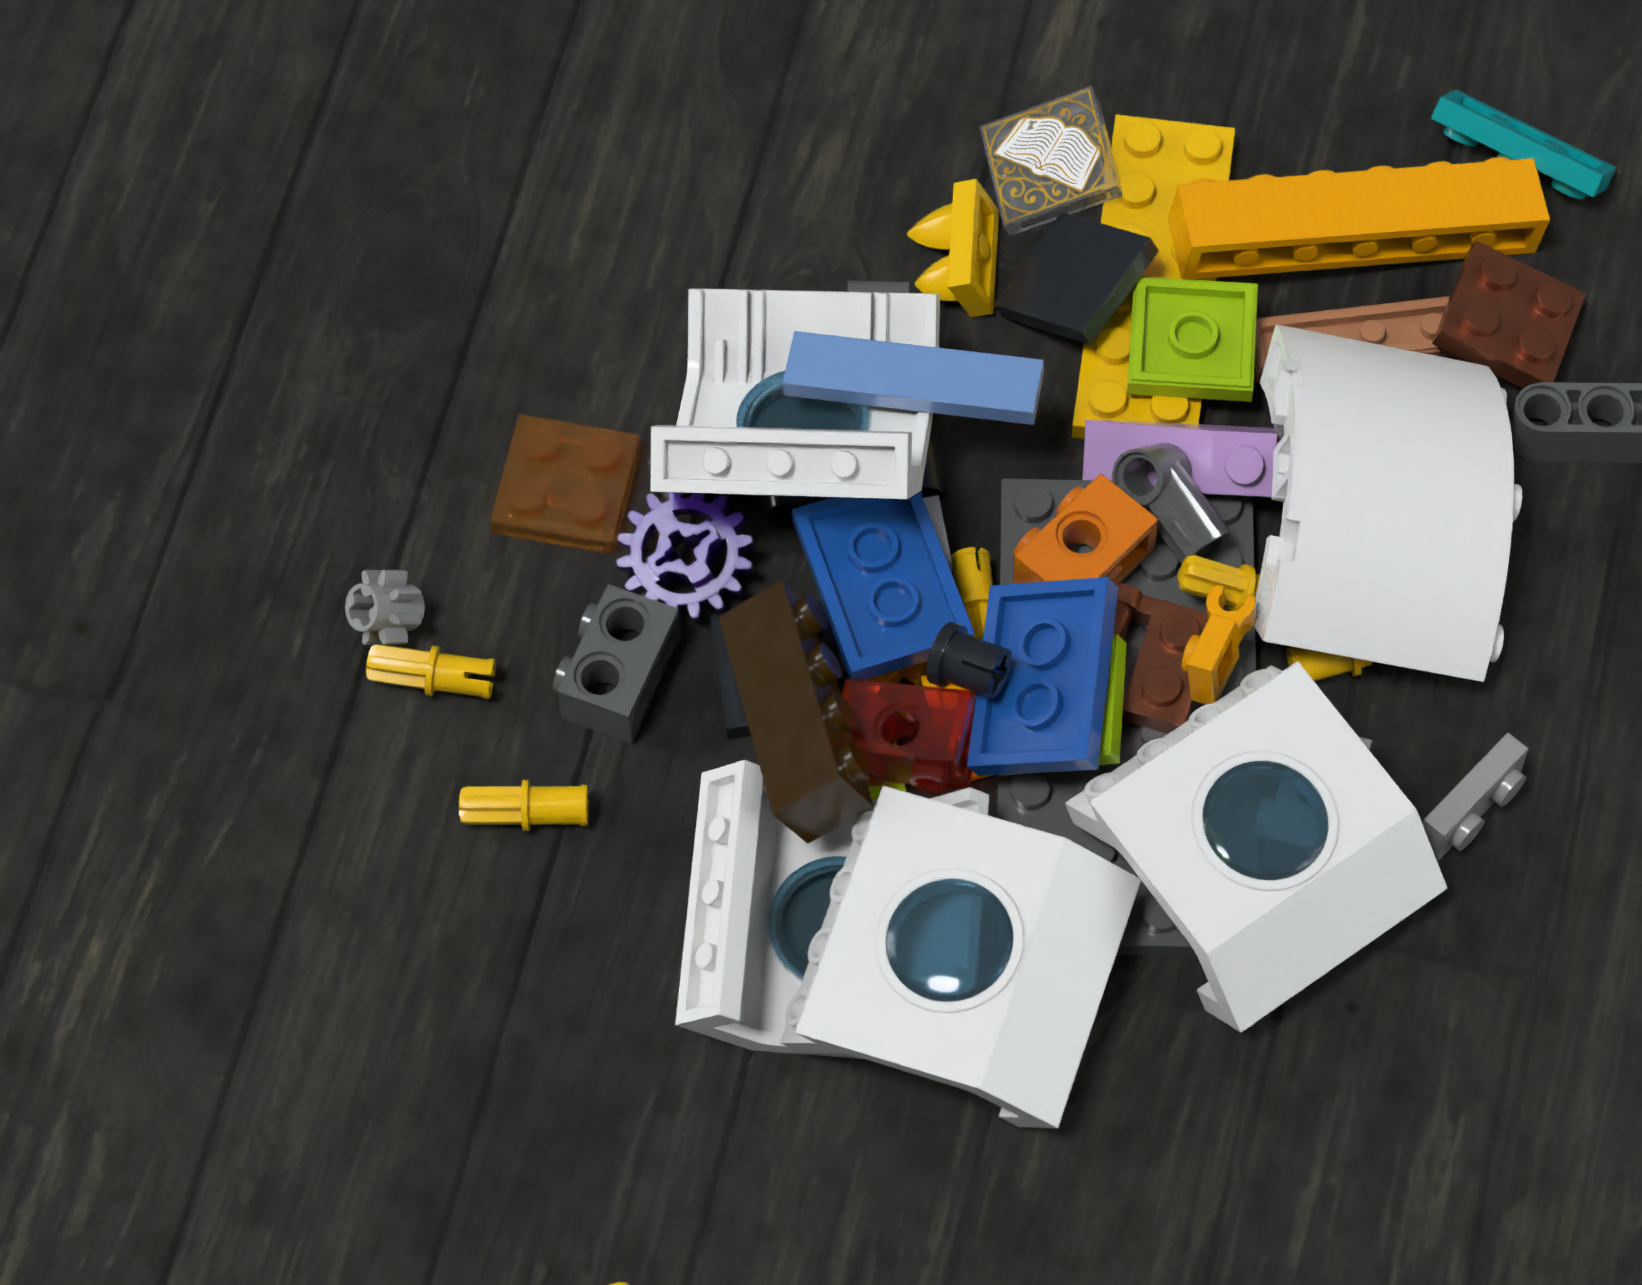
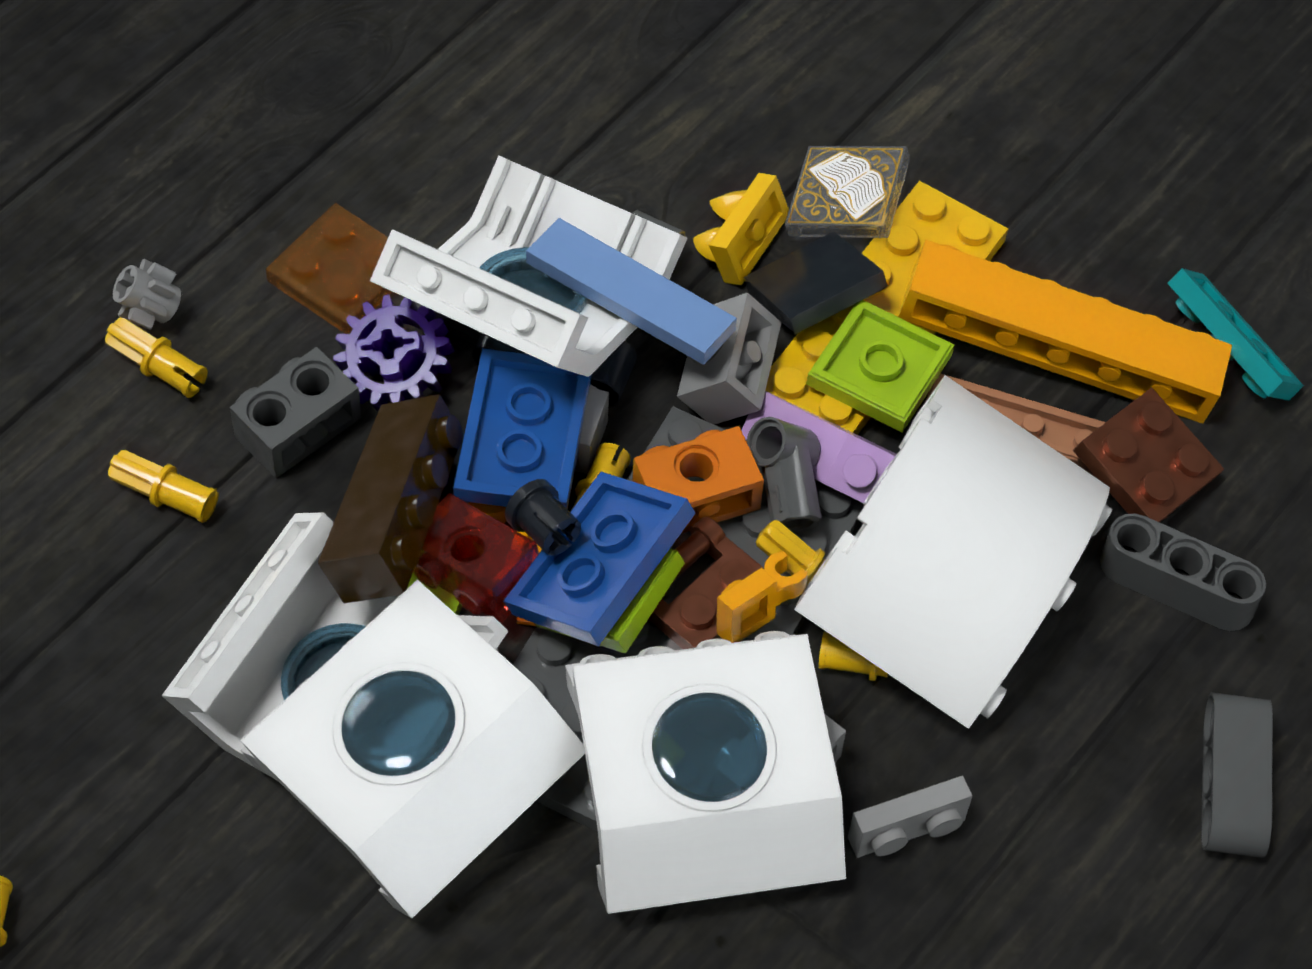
camera: 20 degrees right, 5 degrees down
(1063, 417) = (738, 372): none -> light grey brick

